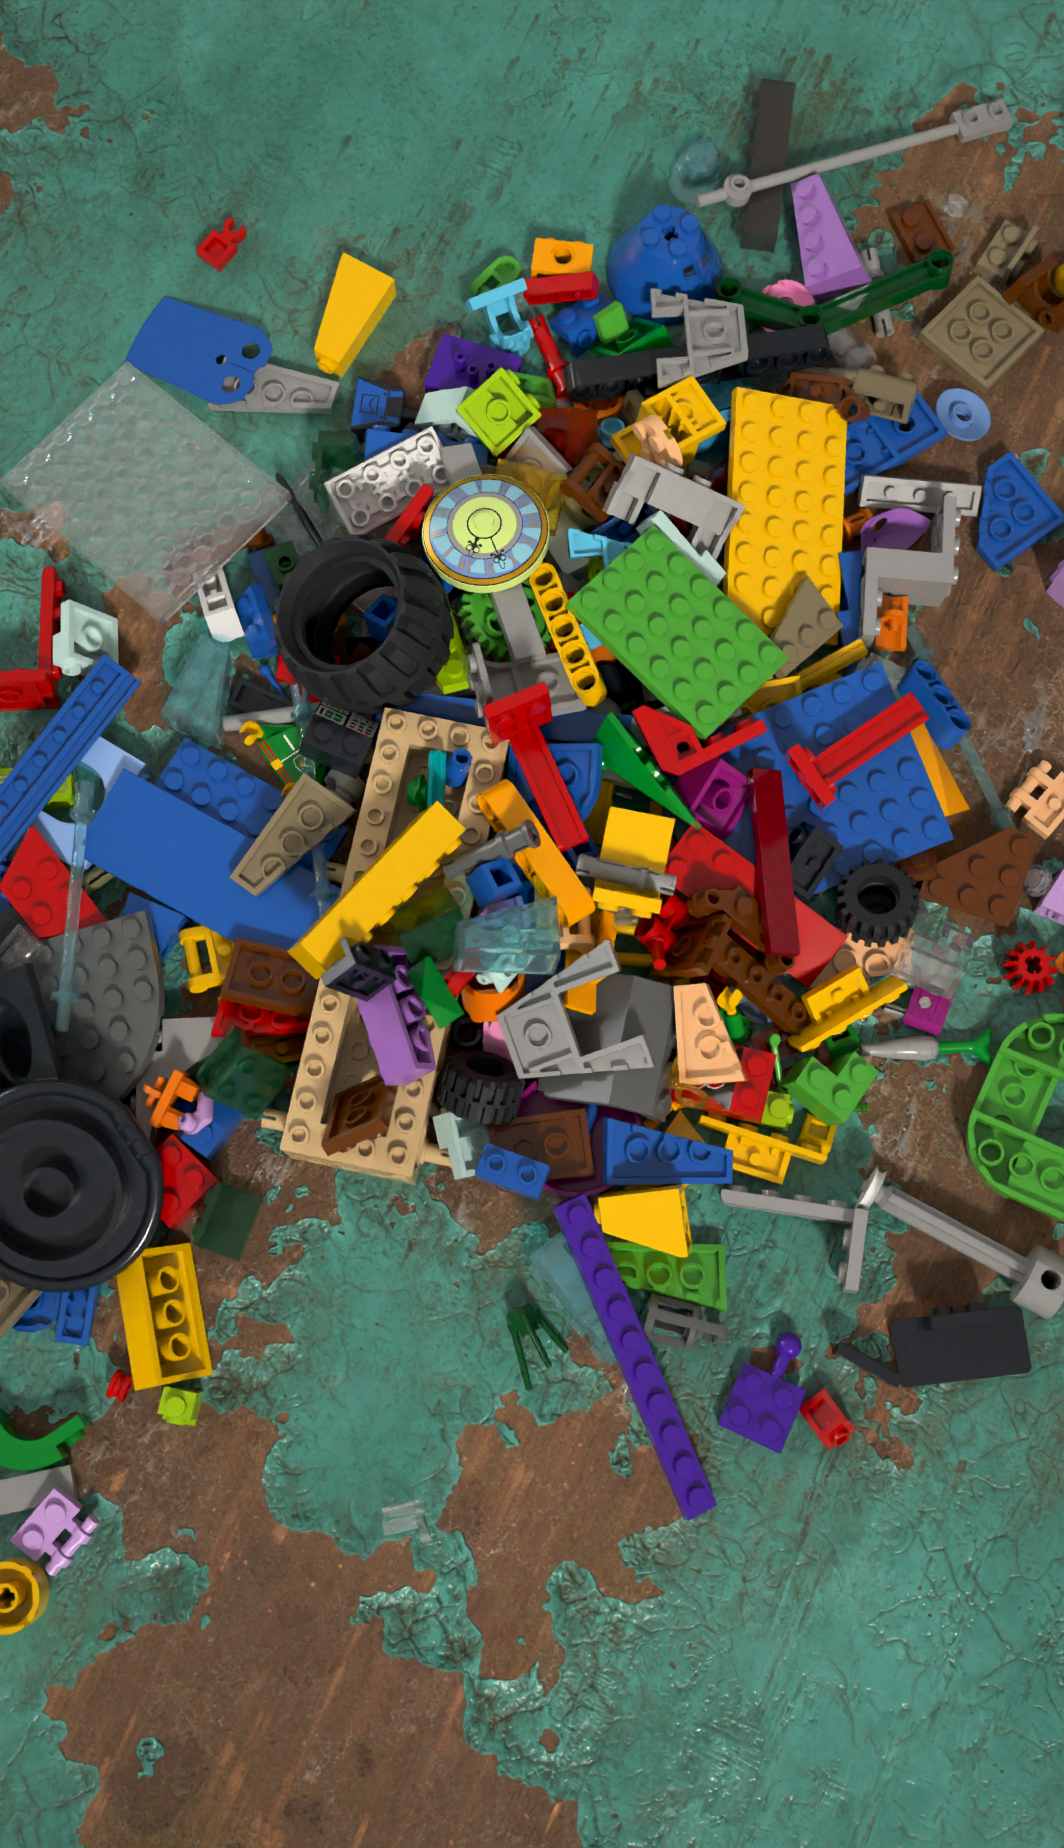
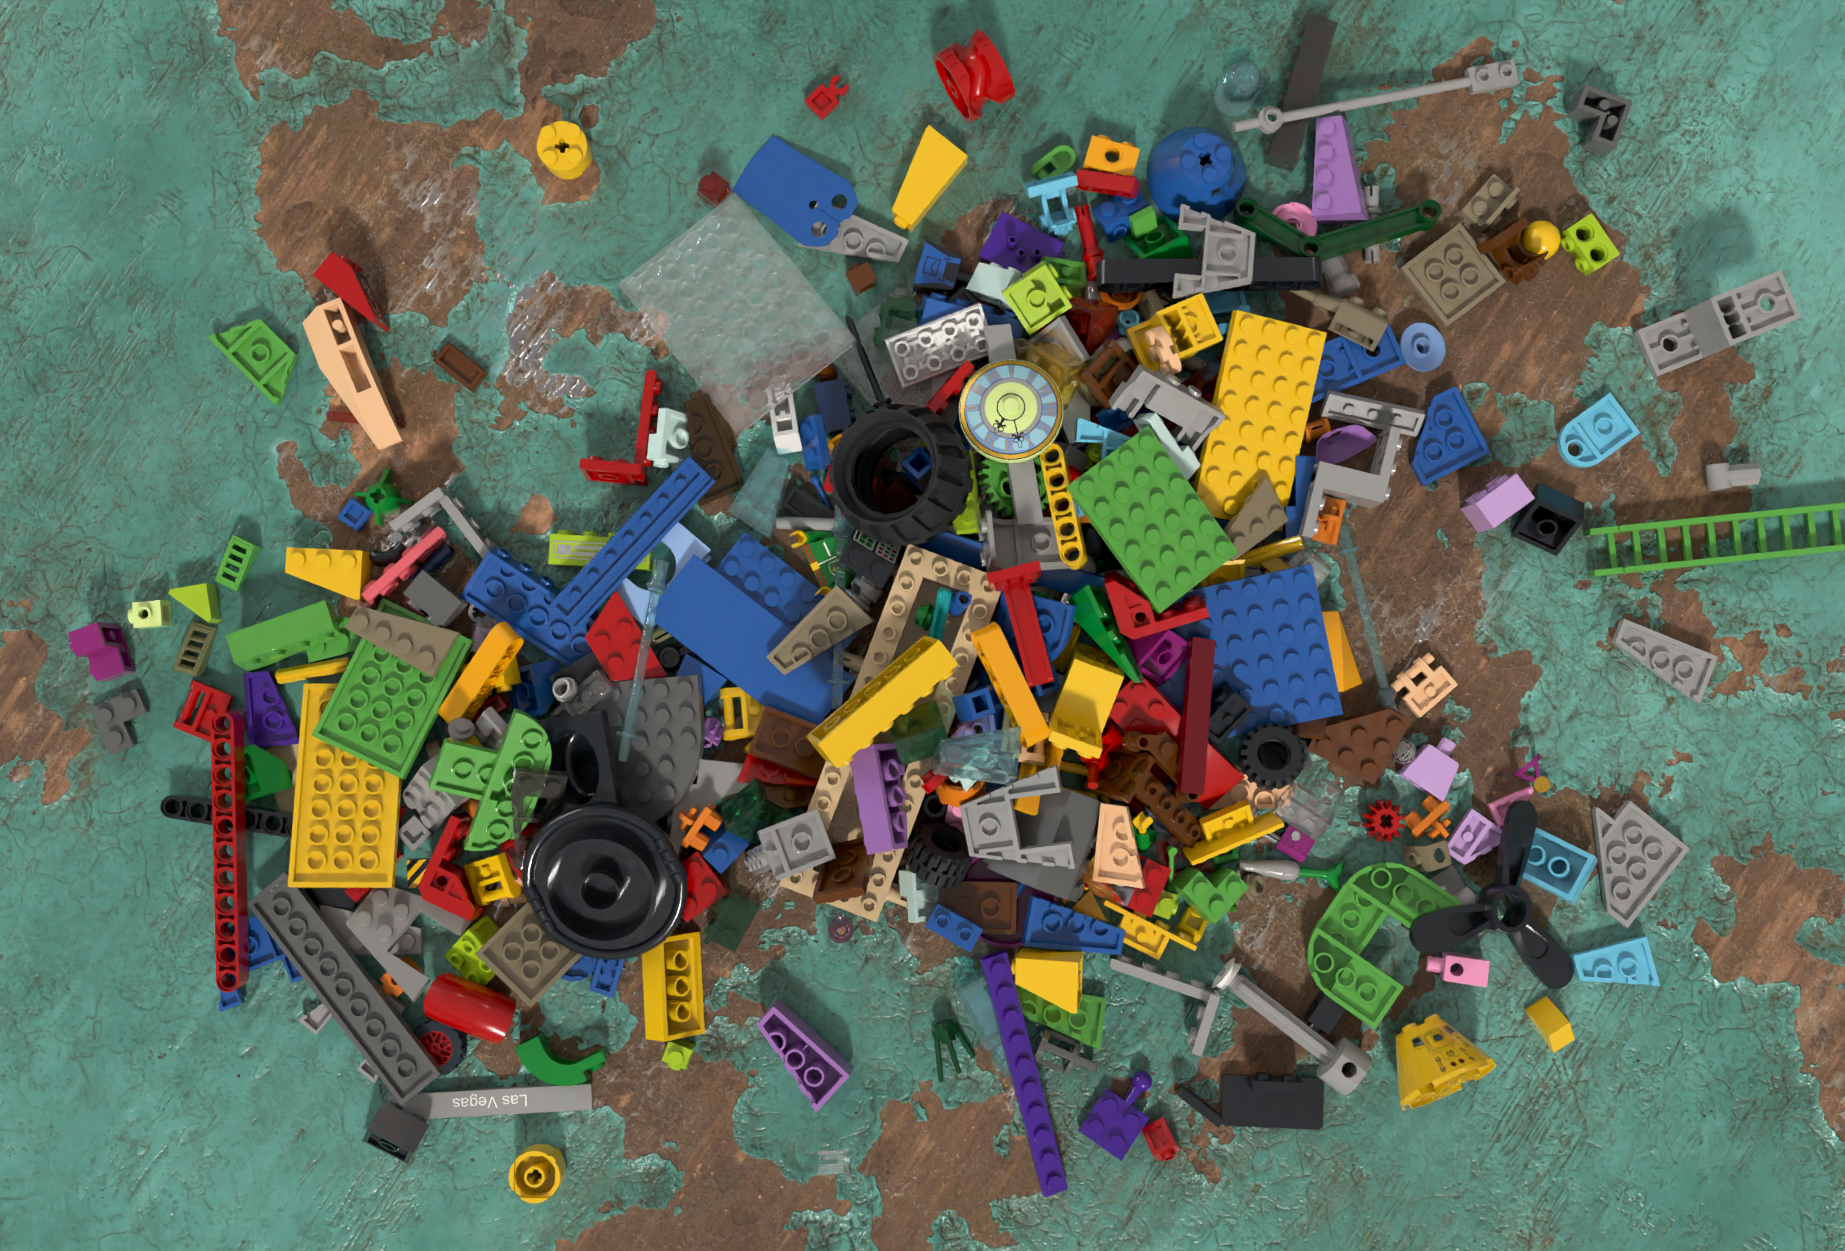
camera: 10 degrees right, 10 degrees up
(45, 1525) = (570, 1123): lavender plate -> none
(95, 357) = (713, 189): none -> clear red brick
(113, 901) = (672, 656): none -> black piece
(119, 1386) = (634, 1032): red bush -> none
(132, 647) = (711, 449): none -> dark brown wing
(175, 986) = (713, 731): none -> medium lavender gear
(200, 1118) = (720, 845): lavender arm -> none
(281, 561) = (844, 405): dark green brick -> none
(285, 1095) = (790, 847): none -> light grey bracket
(289, 433) = (861, 278): none -> reddish brown plate
(345, 1377) = (804, 1053): none -> medium lavender wedge
(361, 972) = (864, 769): black bracket -> none
(371, 1212) = (841, 930): none -> tile
(388, 190) = (974, 75): none -> red piece
(434, 992) = (914, 786): green slope -> none
(504, 845) = (986, 680): dark grey pin -> none
(624, 874) = (1084, 717): light grey pin -> none
(821, 772) = (1276, 635): red bracket -> none
(826, 390) = (1304, 314): reddish brown plate -> none
(887, 1074) = (1256, 885): none -> dark tan plate
(920, 231) = (1419, 174): reddish brown plate -> none
(947, 718) = (1350, 596): blue beam -> none
(955, 205) = (1454, 152): clear piece -> none
(1004, 1219) = (1323, 1014): none -> black brick

